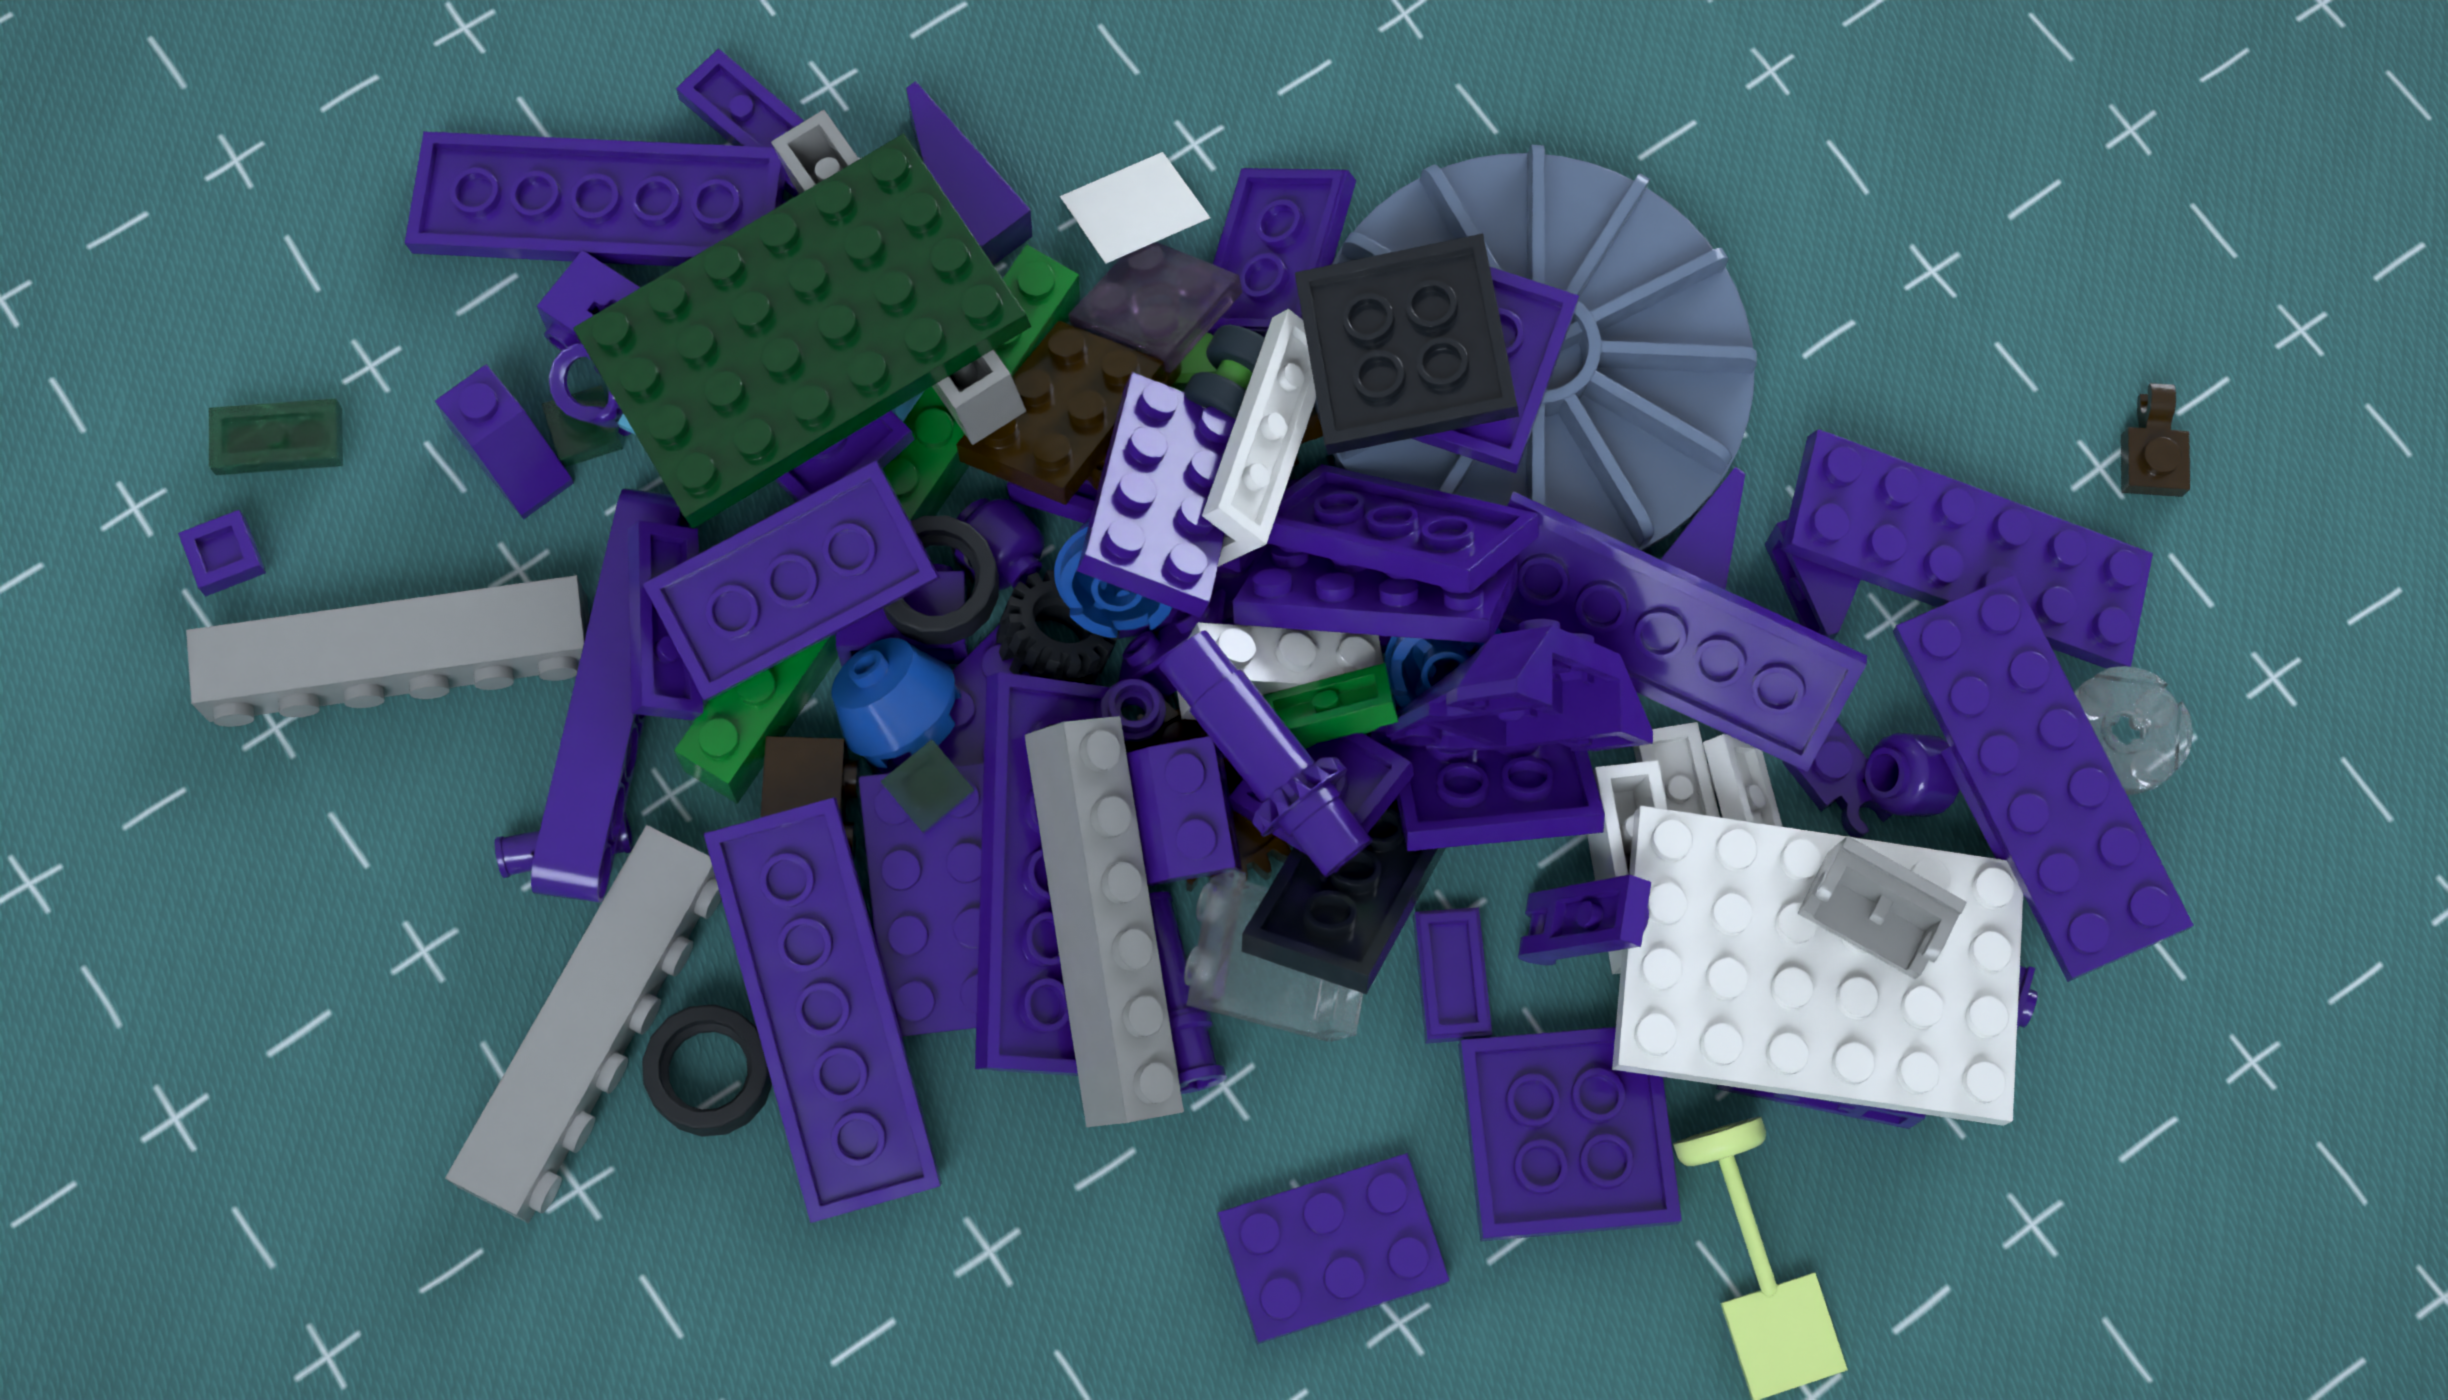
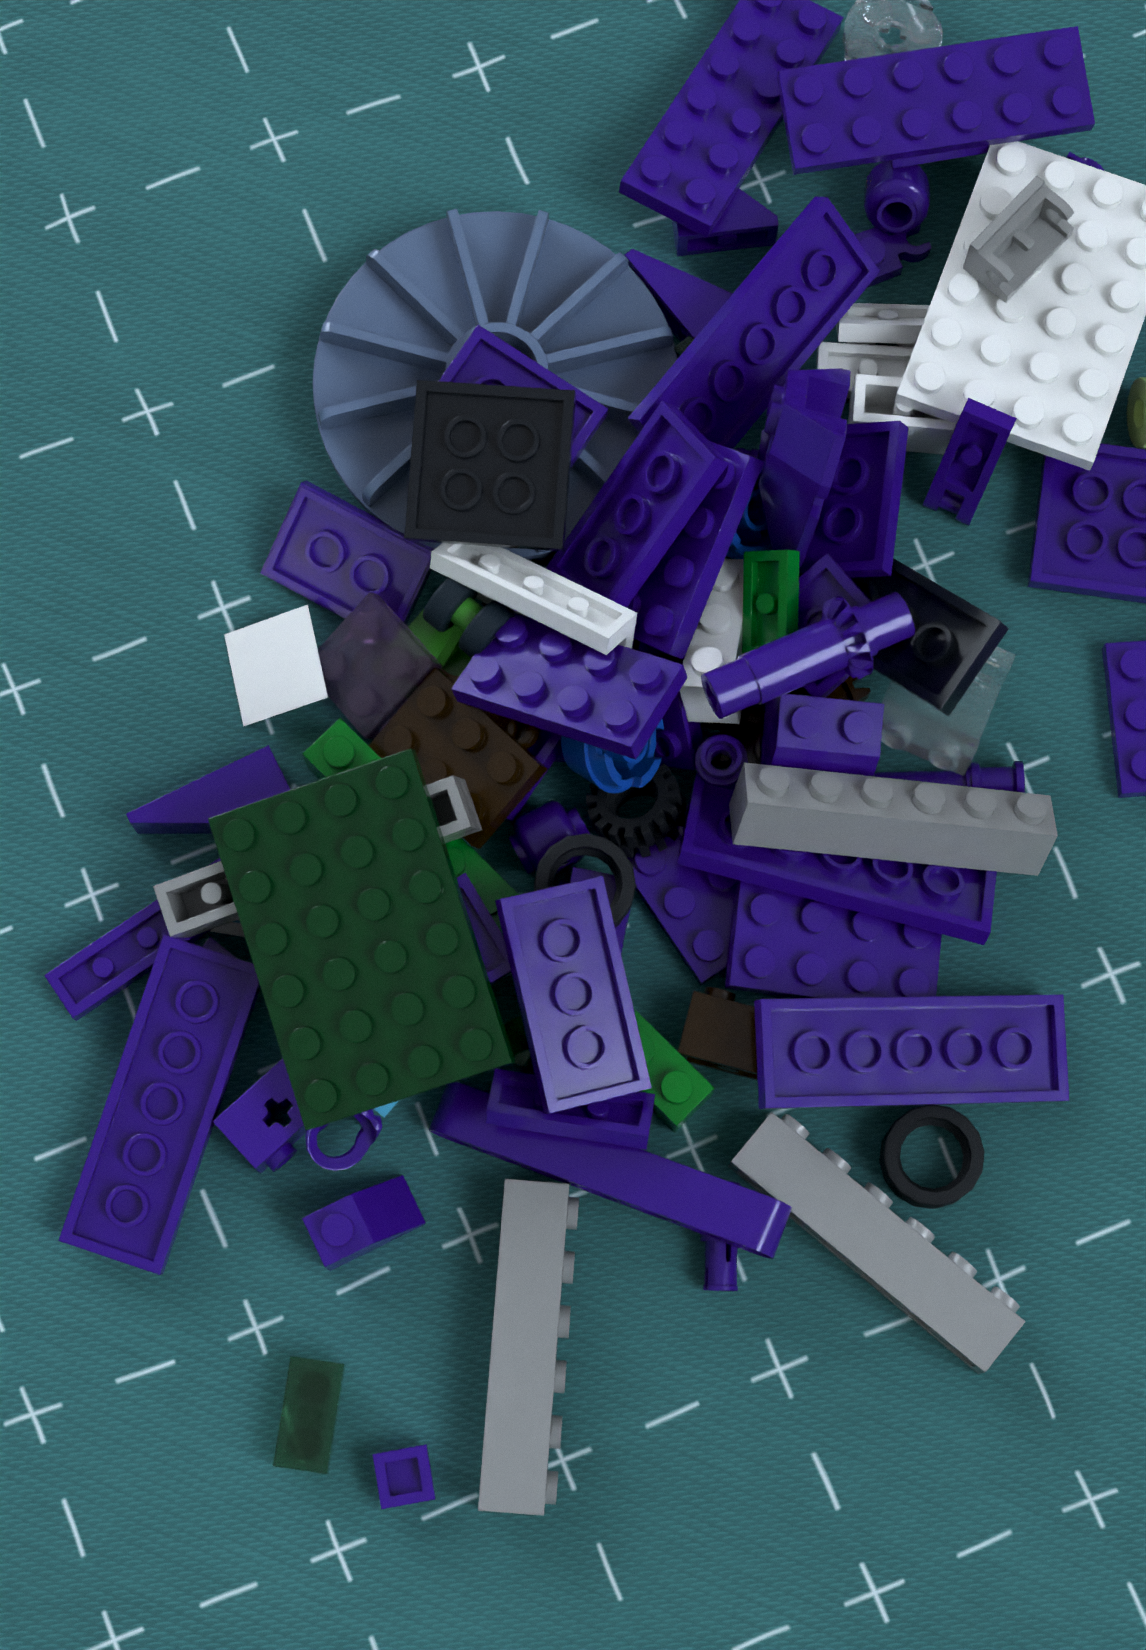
camera: 70 degrees left, 5 degrees up
(579, 439) = (368, 1170): clear green plate -> none
(893, 700) = (672, 944): blue cone -> none
(927, 786) = (759, 927): plate -> none
(1452, 975) = (977, 575): dark purple tile -> none

